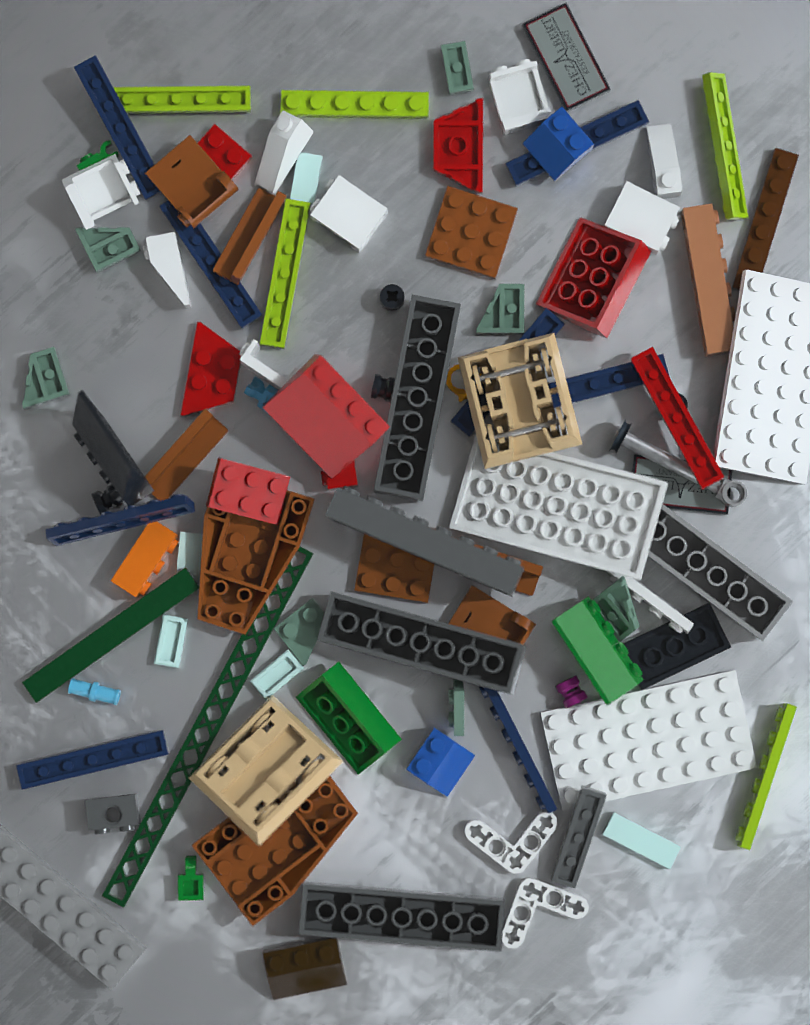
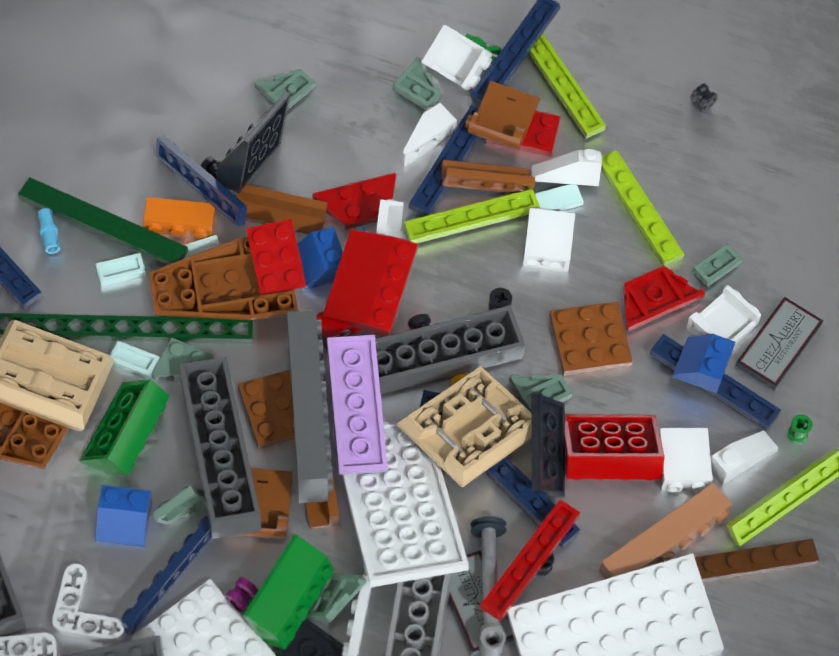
camera: 60 degrees right, 25 degrees down
(259, 444) = (320, 257): none -> blue slope
(447, 495) = (357, 405): none -> lavender plate
(574, 340) = (548, 446): none -> black tile
(670, 89) = (798, 426): none -> green bush

